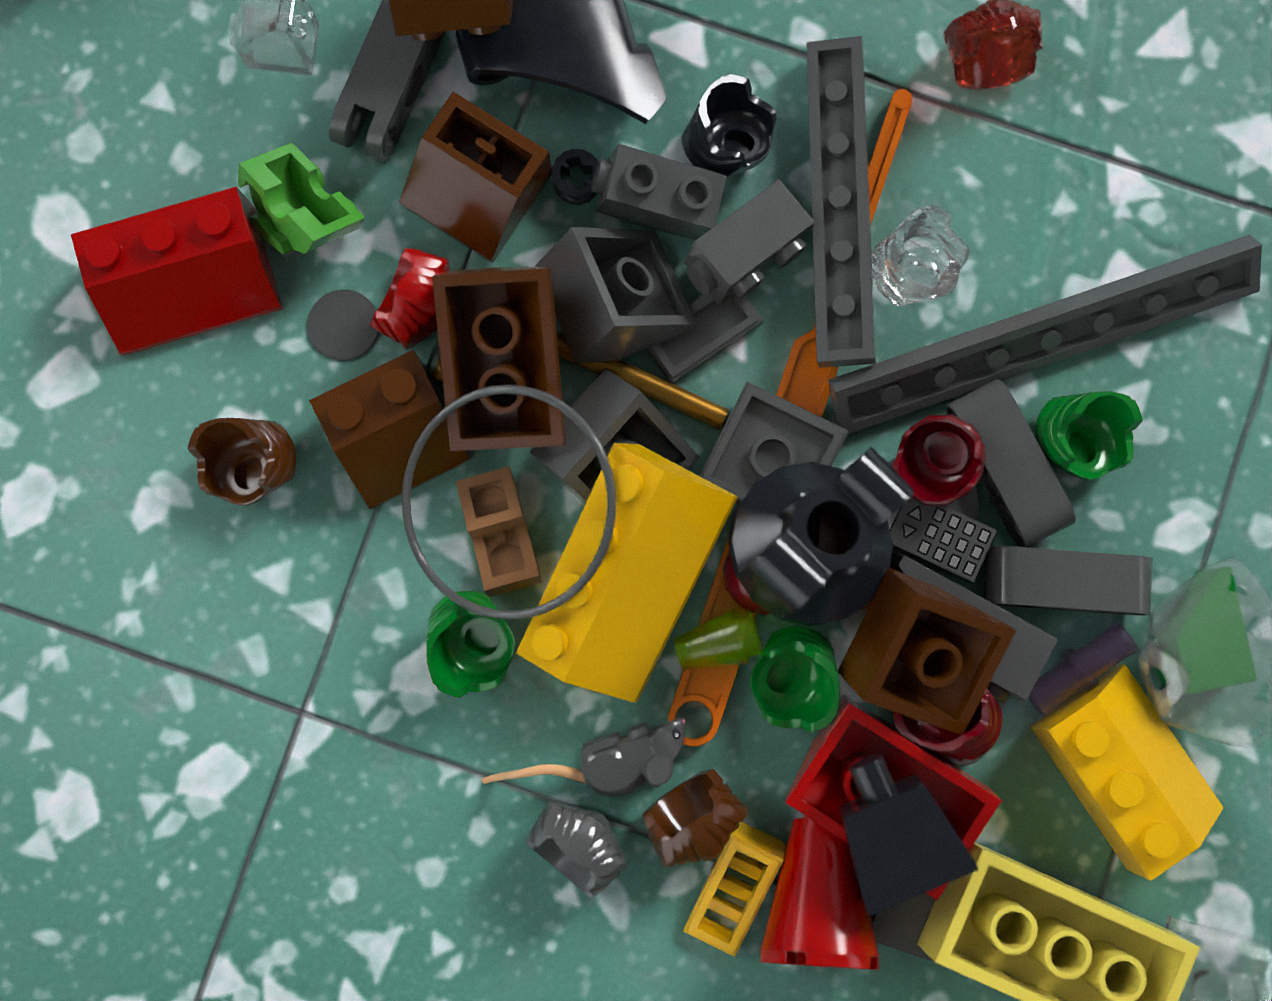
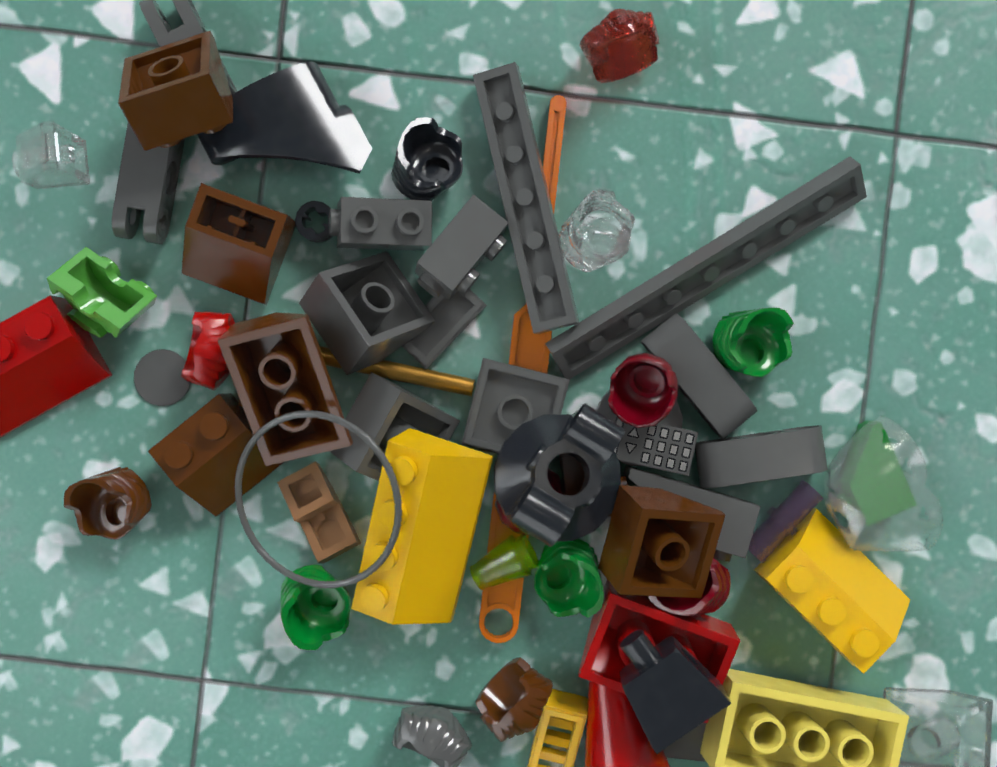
camera: 10 degrees left, 5 degrees up
(617, 762) = (447, 668): dark grey animal -> none

